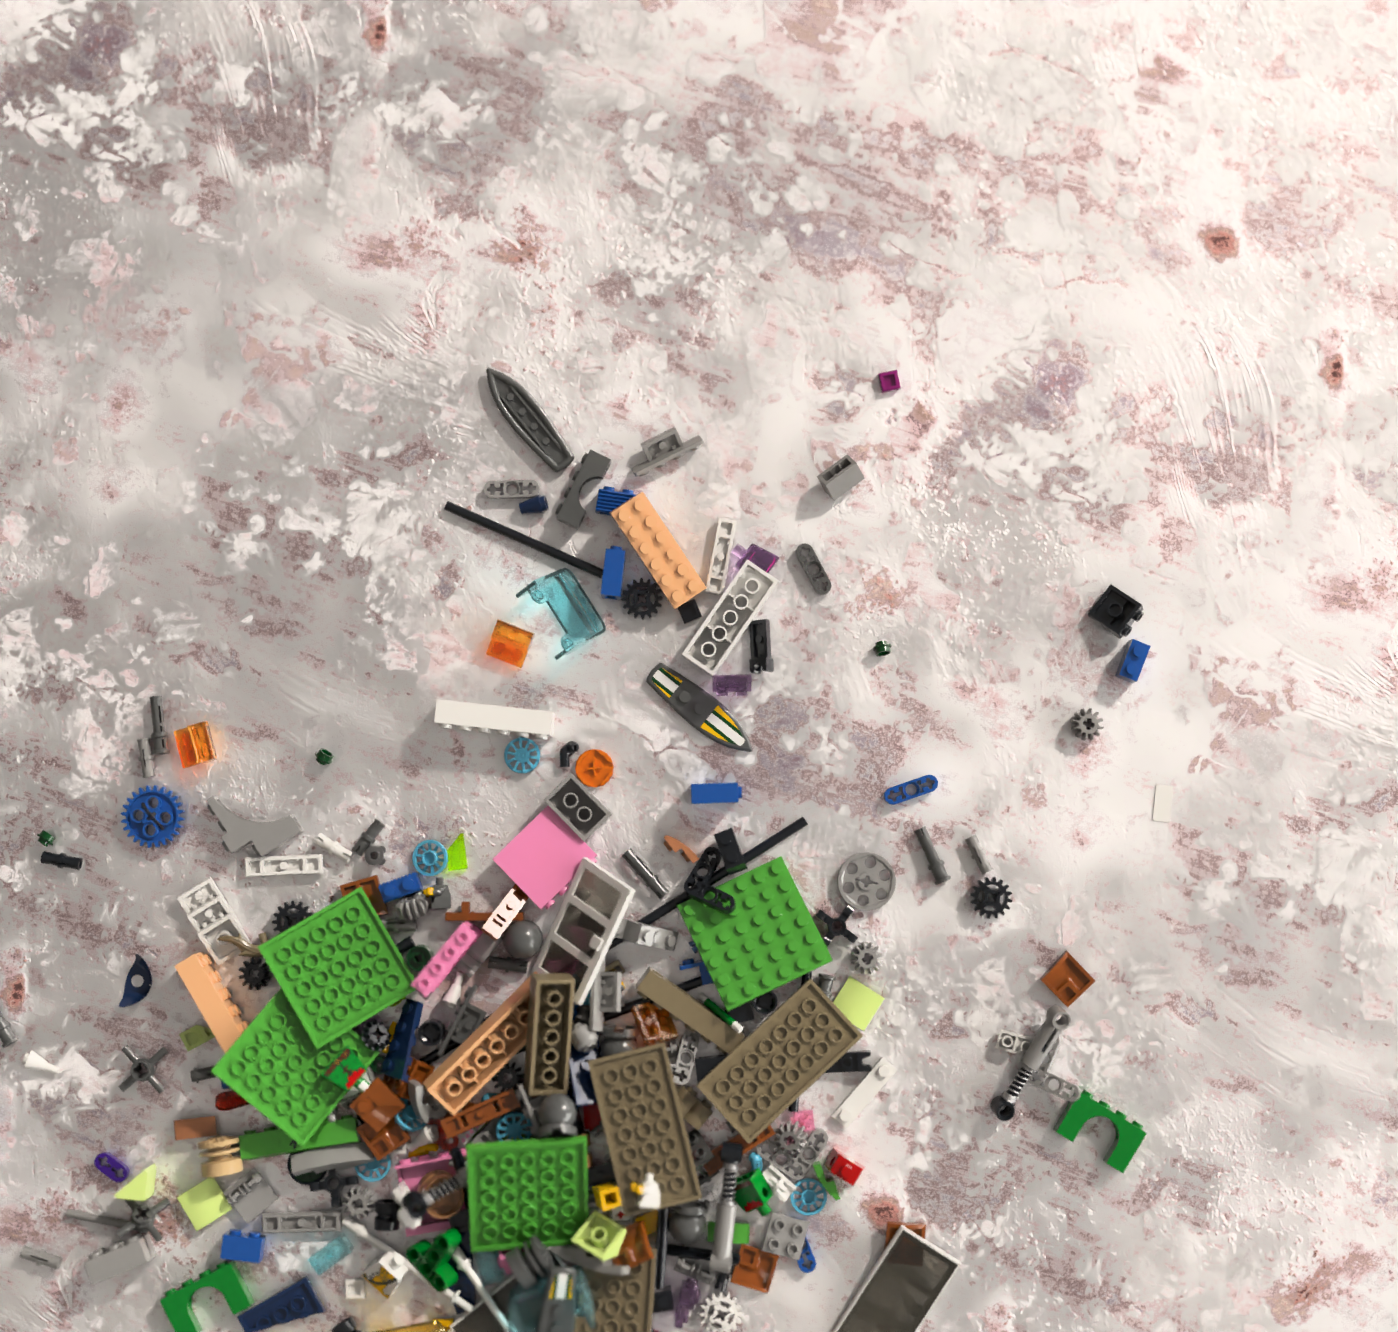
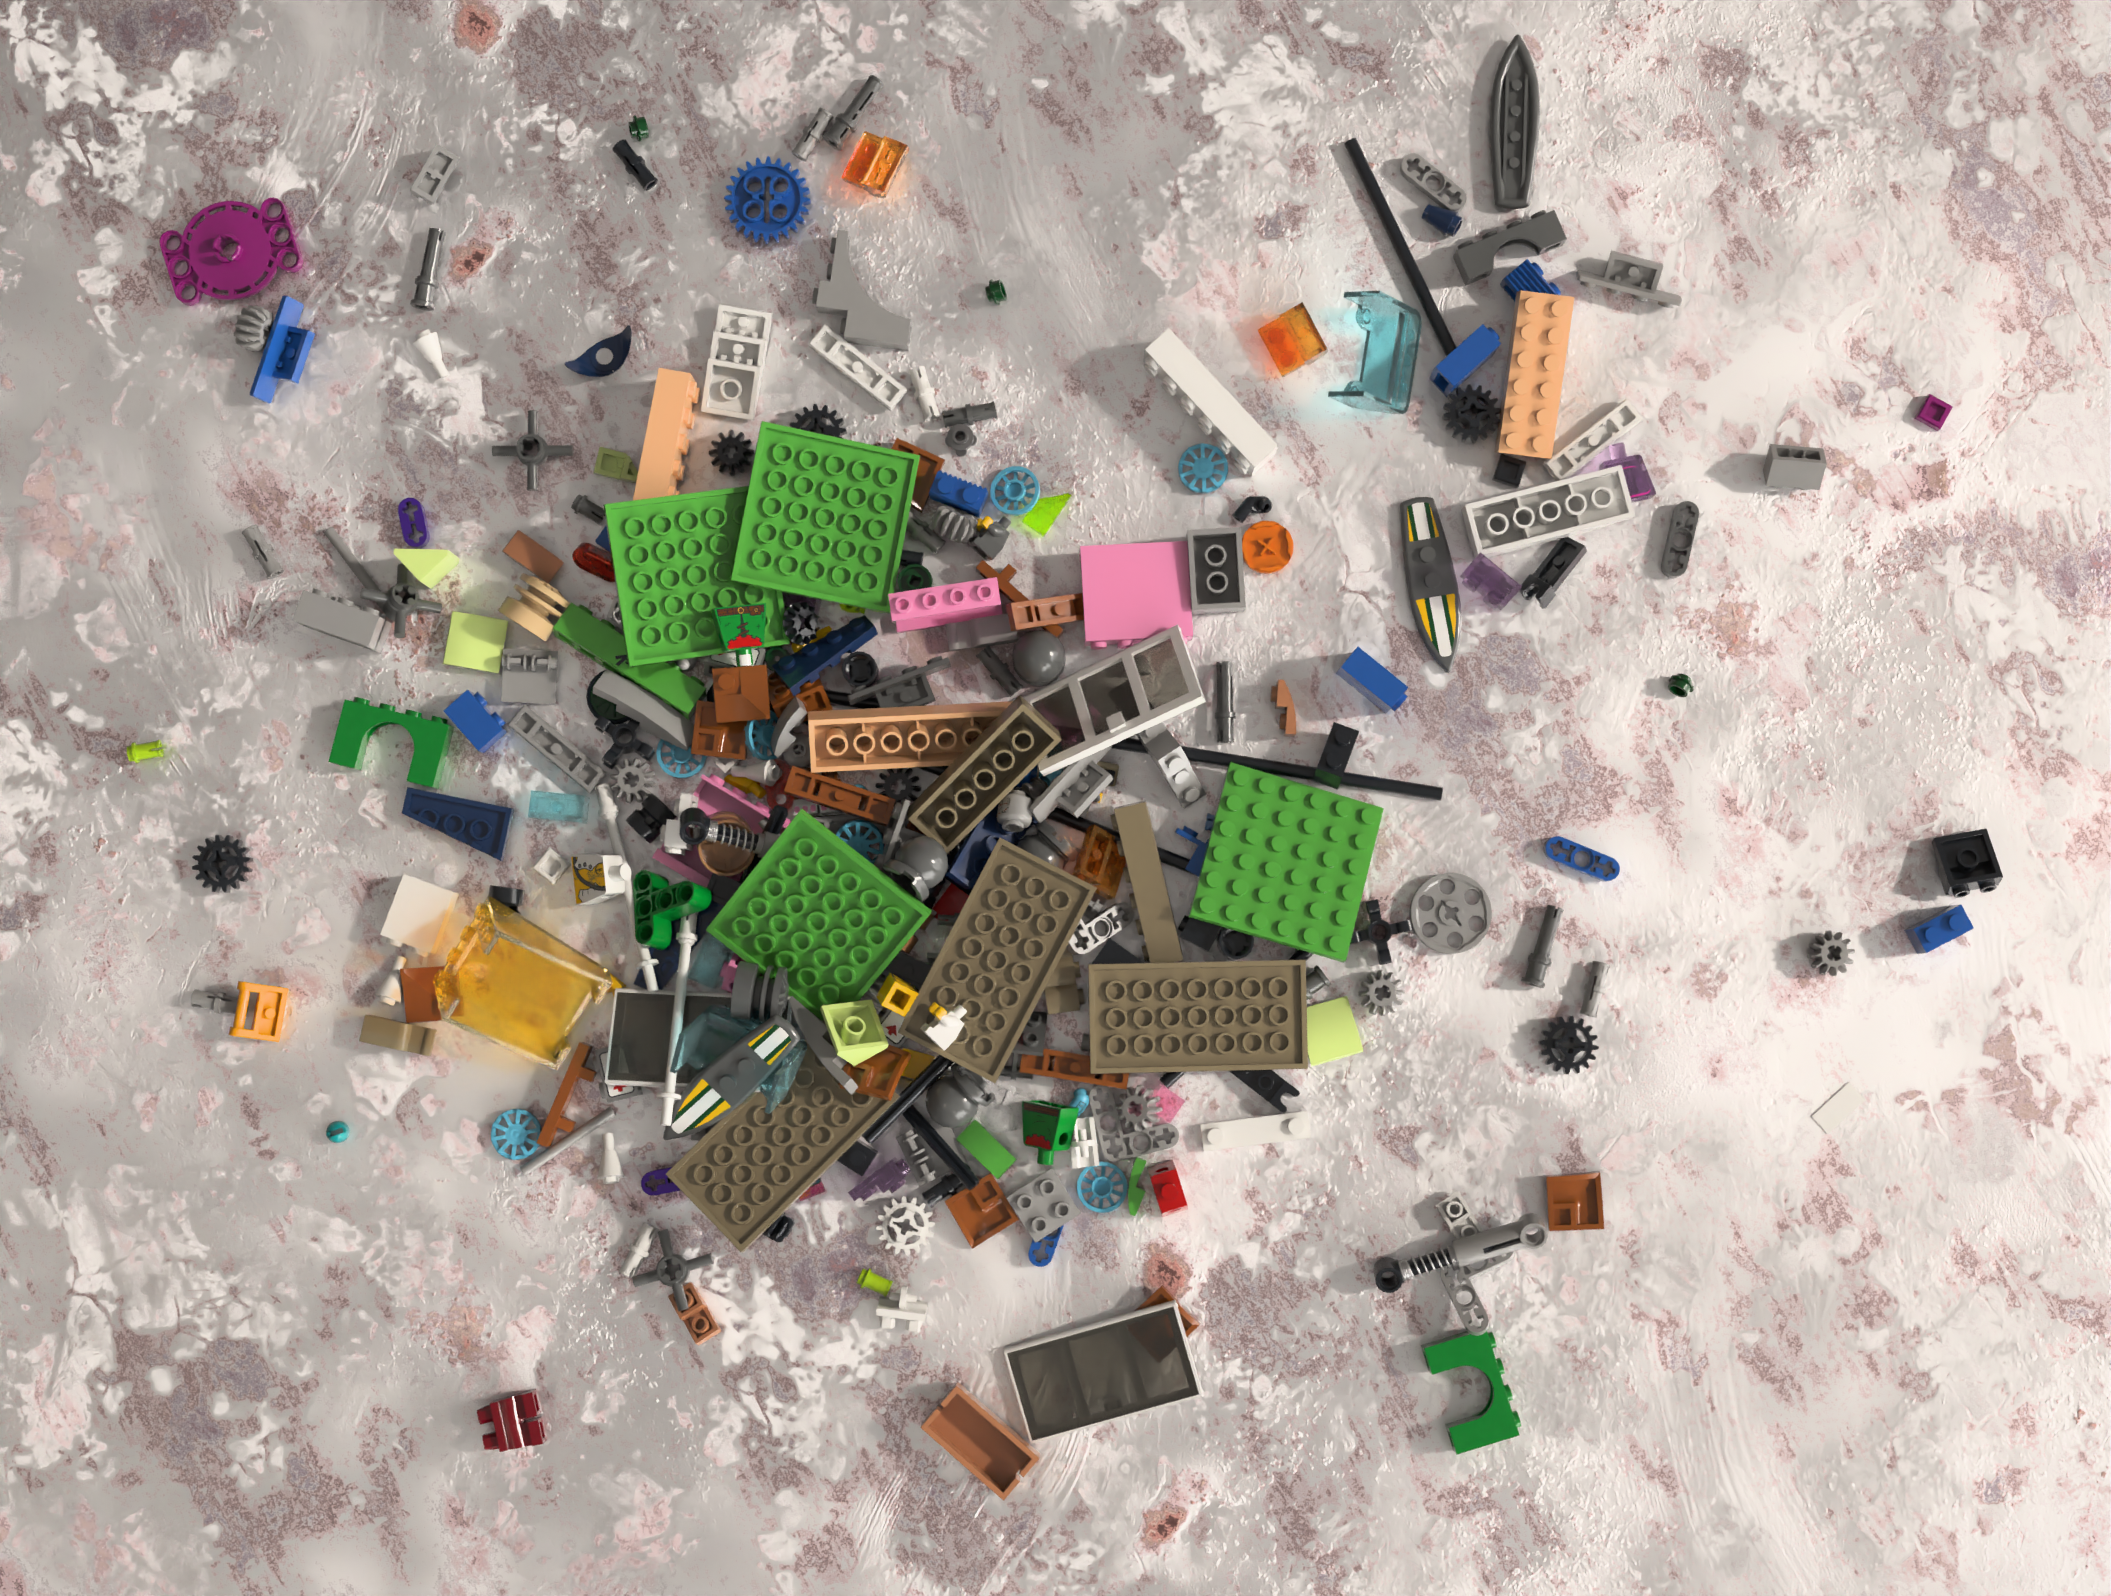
camera: 50 degrees right, 0 degrees up
(247, 949) = (746, 419): dark tan piece -> none
(453, 995) = (915, 653): white cone -> none
(702, 886) = (1275, 765): black beam -> none
(720, 1013) = (1178, 914): green bar -> none
(726, 1210) = (1007, 1120): piece -> none

